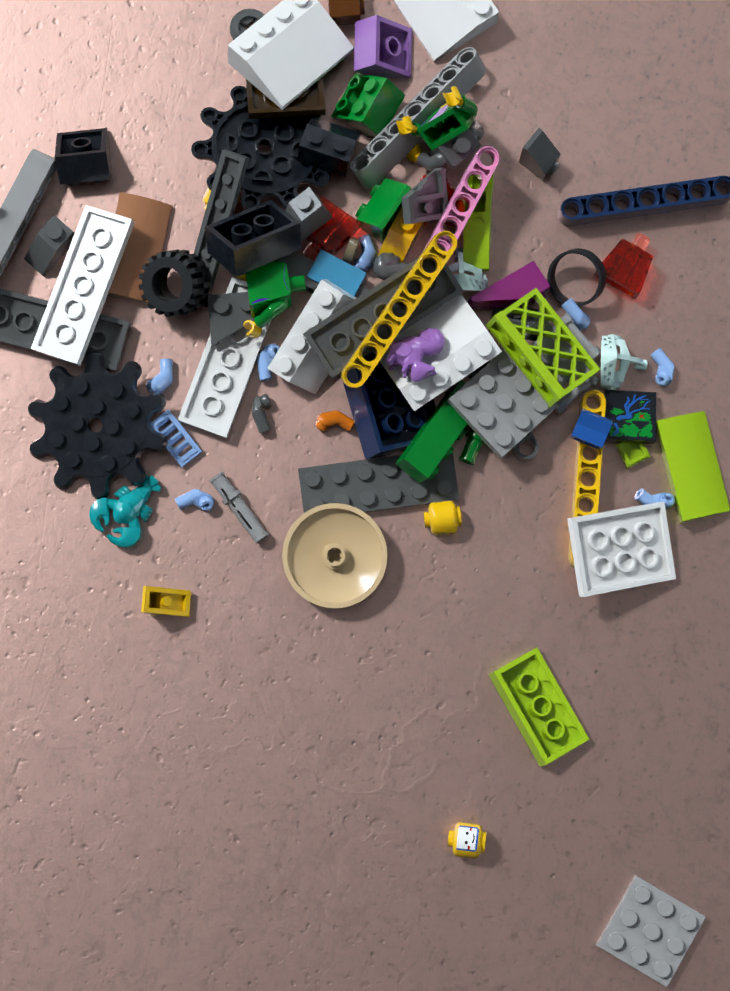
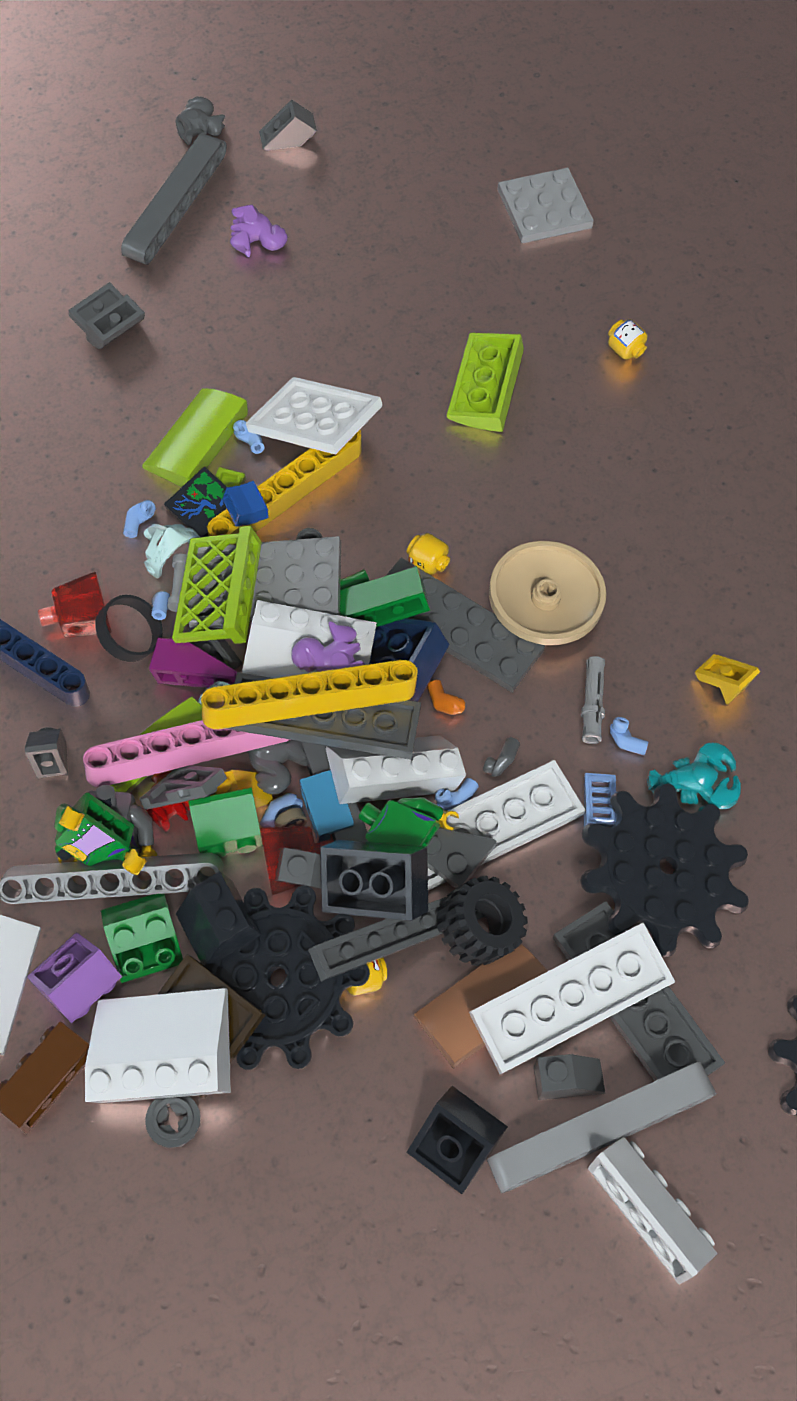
camera: 140 degrees left, 20 degrees down
(163, 379) = (565, 860): light blue arm -> none

